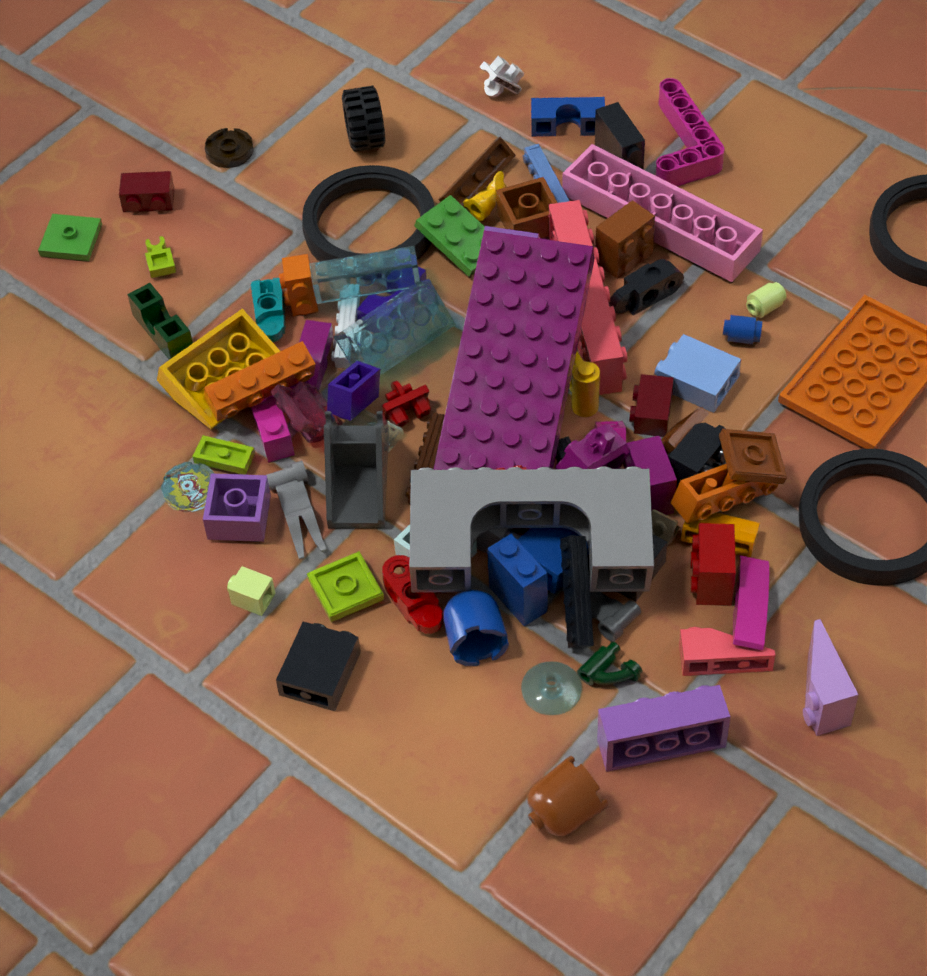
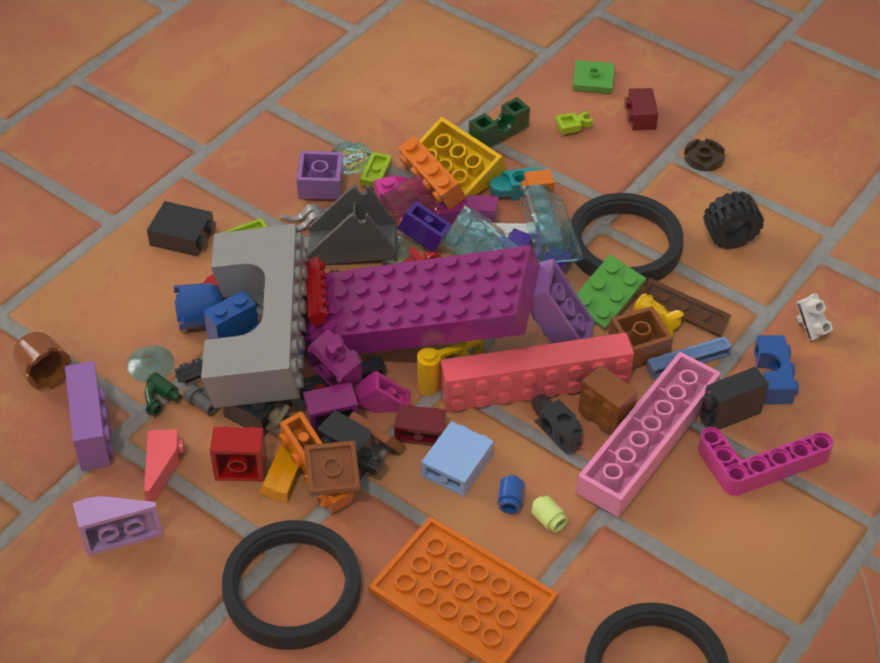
camera: 85 degrees right, 5 degrees down
(251, 590) = (249, 190): yellowish green brick -> none
(751, 603) = (202, 480): dark pink slope -> none

